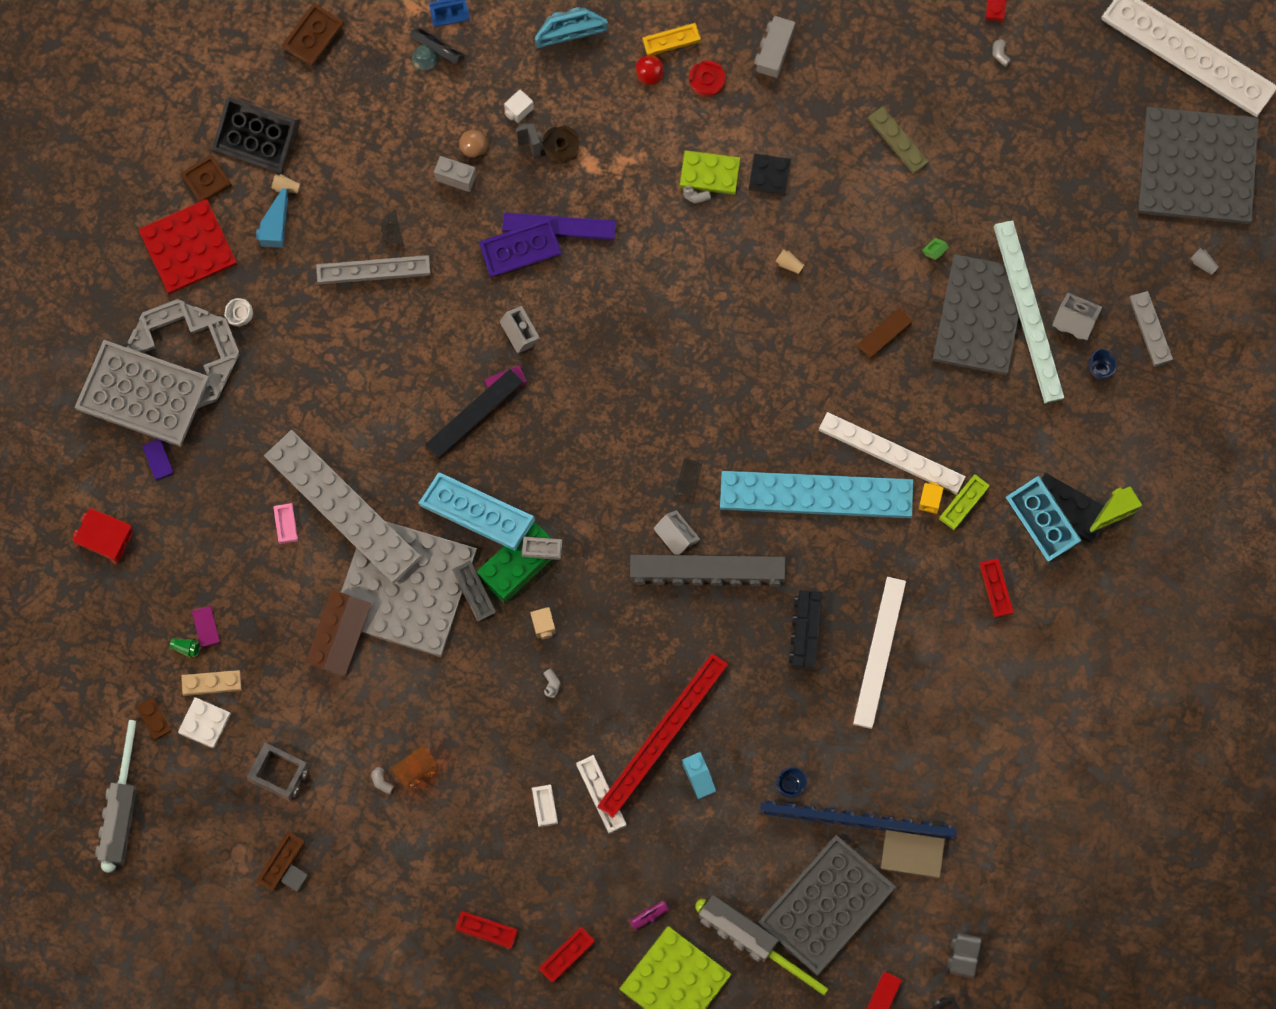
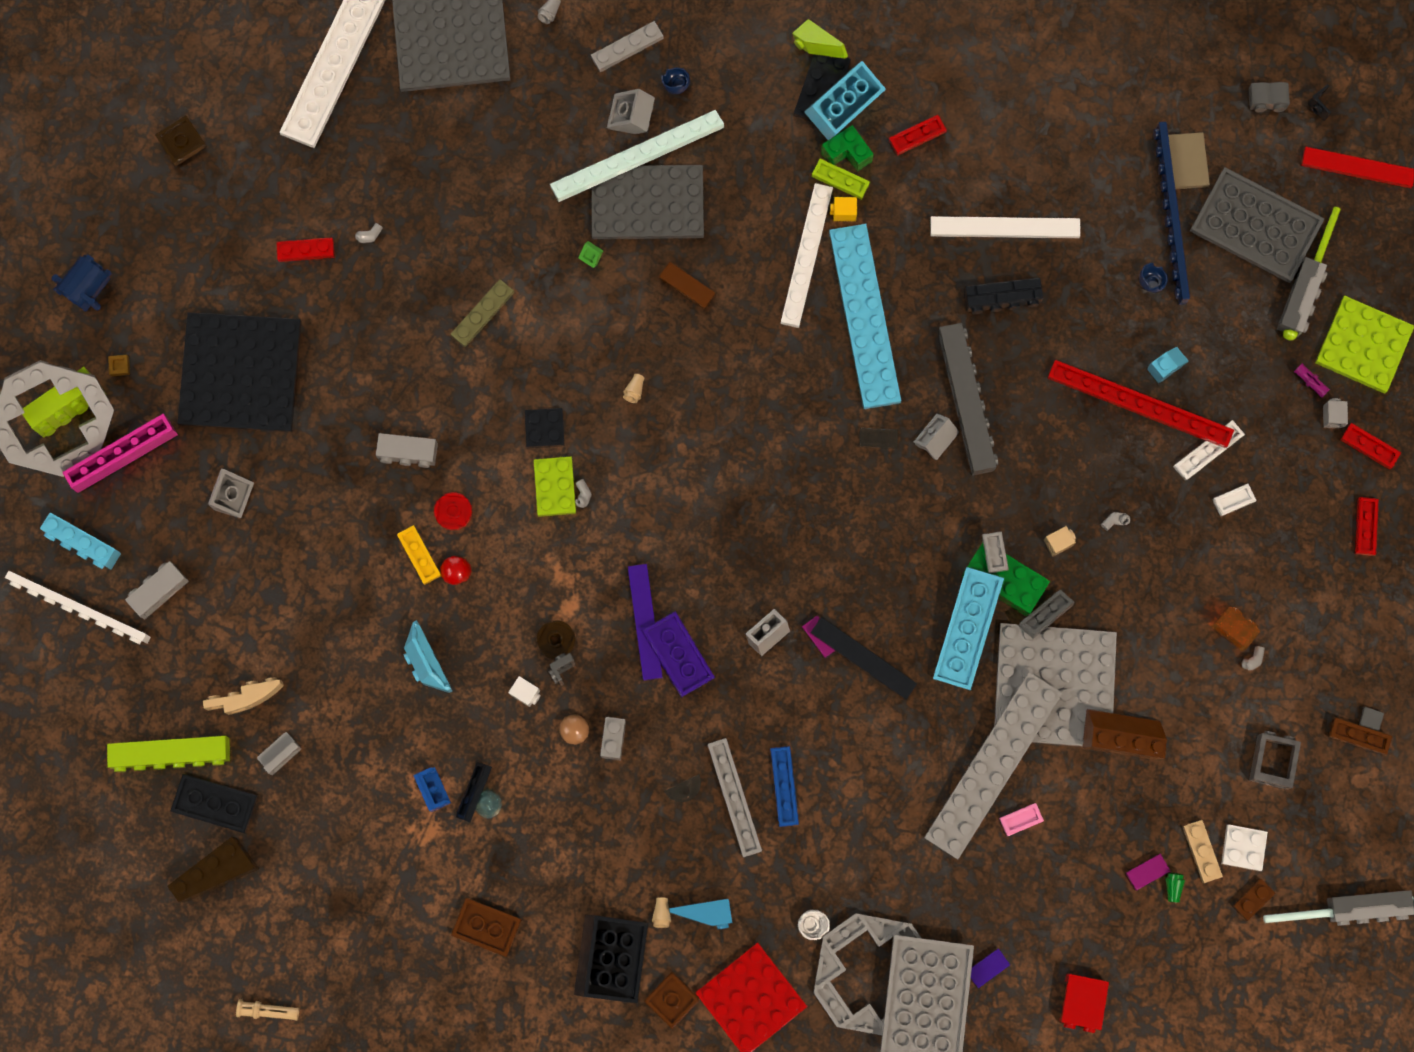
camera: 105 degrees left, 5 degrees up
(372, 317) = (784, 786): none -> blue tile
(608, 928) = (1335, 413): none -> light grey brick
(997, 515) = (847, 145): none -> green brick

